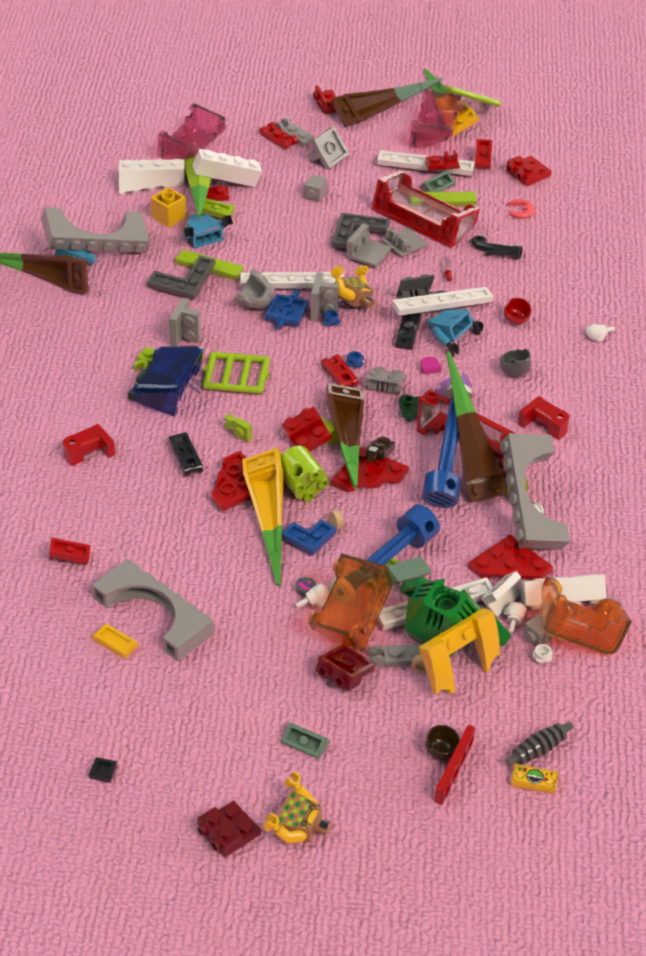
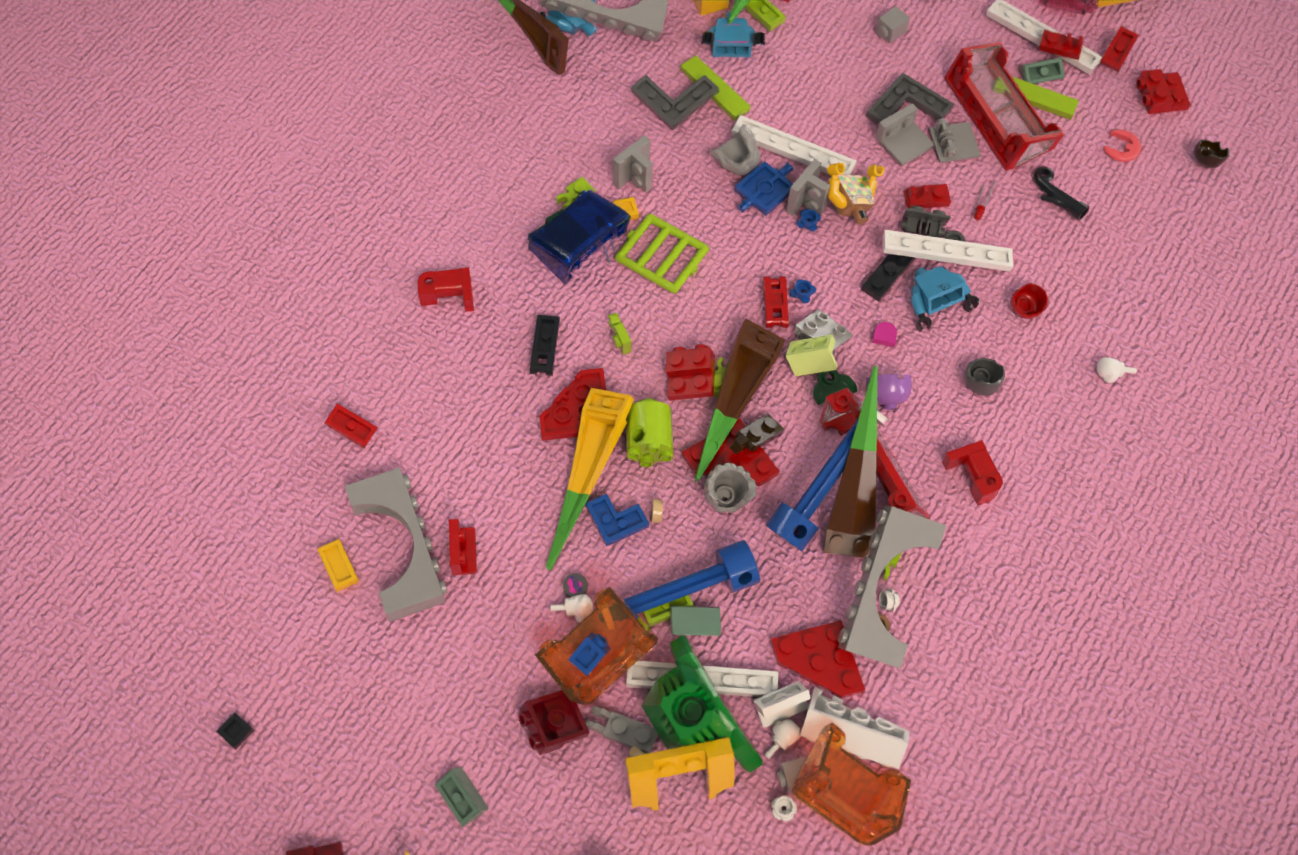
camera: 25 degrees right, 20 degrees up
(205, 592) = (462, 548): none -> red bracket
(348, 608) = (590, 653): none -> blue bracket
(382, 483) = (729, 483): none -> light grey hair
(389, 390) = (812, 355): none -> yellowish green panel
(395, 279) = (928, 196): none -> red plate
(583, 193) = (1210, 153): none -> dark brown hair

